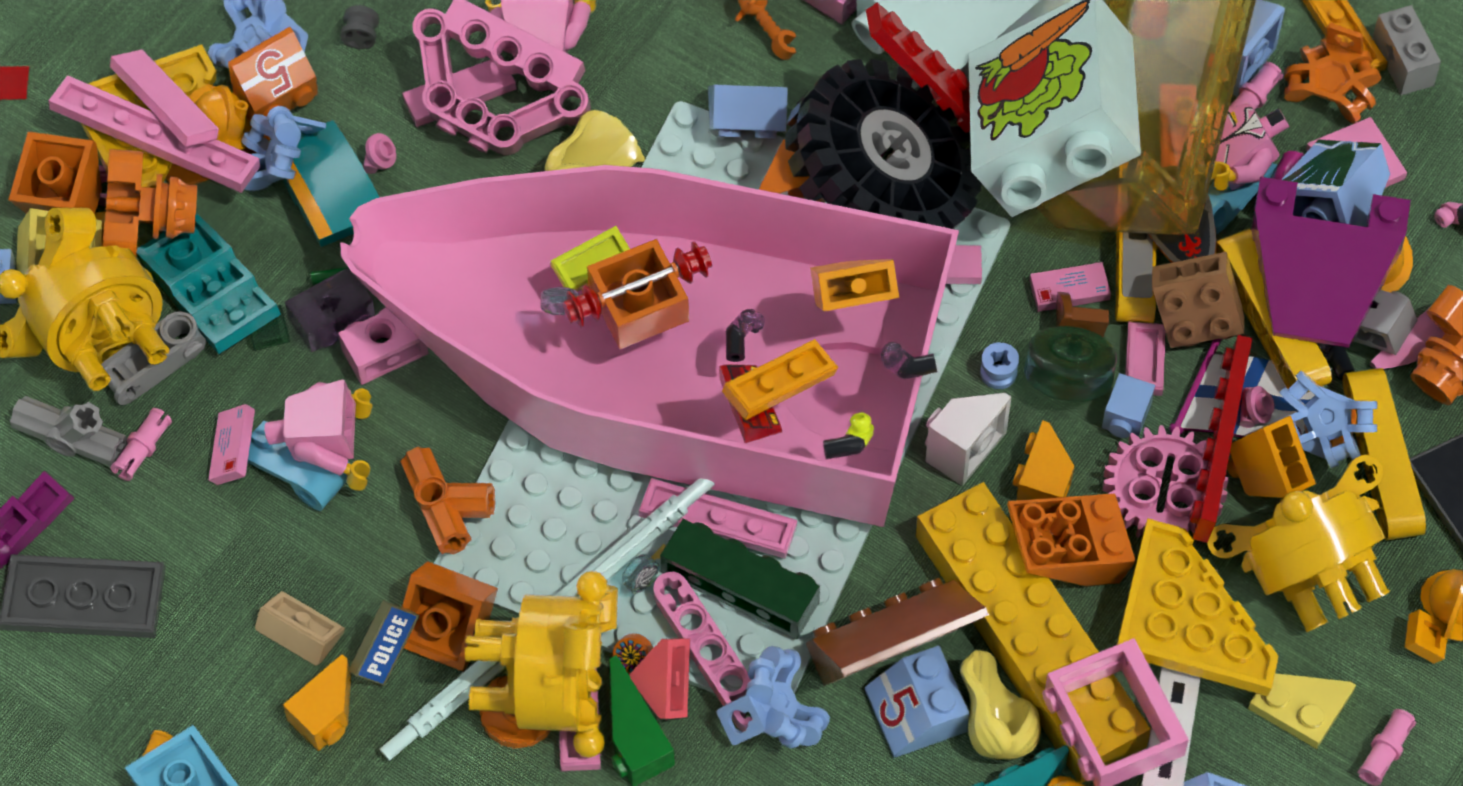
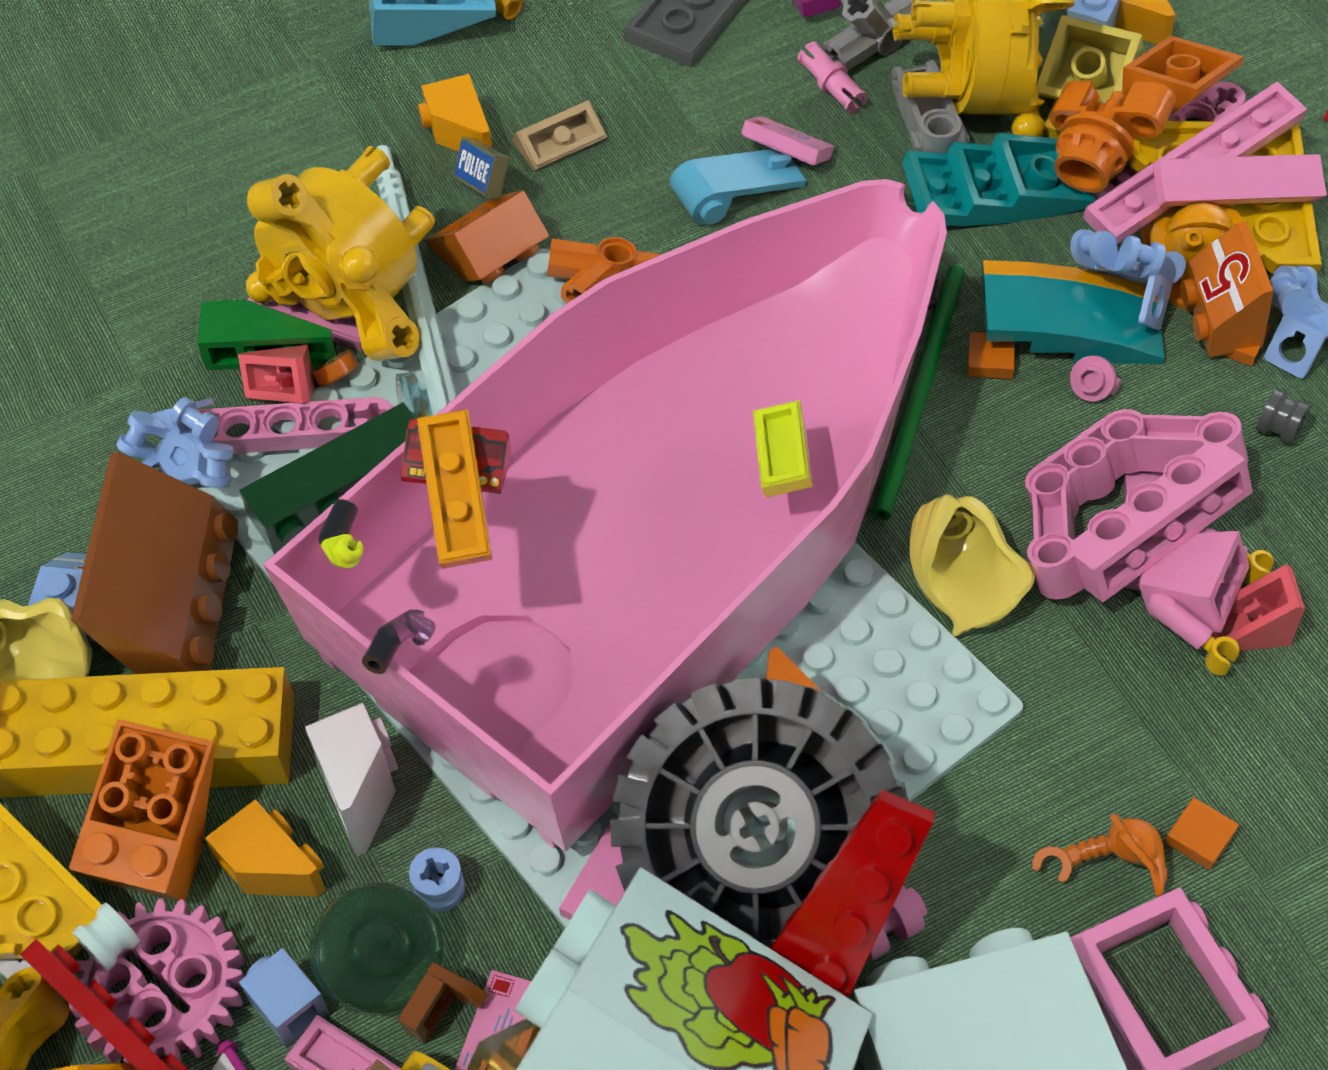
camera: 120 degrees right, 5 degrees down
(322, 429) = (737, 182): bright pink torso -> none
(553, 299) = (743, 392): clear light blue tile -> none
(638, 291) = (698, 449): orange brick -> none
(745, 322) = (600, 550): arm -> none
(747, 108) = (960, 755): light blue slope -> none
(853, 283) = (550, 631): light orange slope -> none
(1166, 503) = (106, 936): none -> light aqua wheel

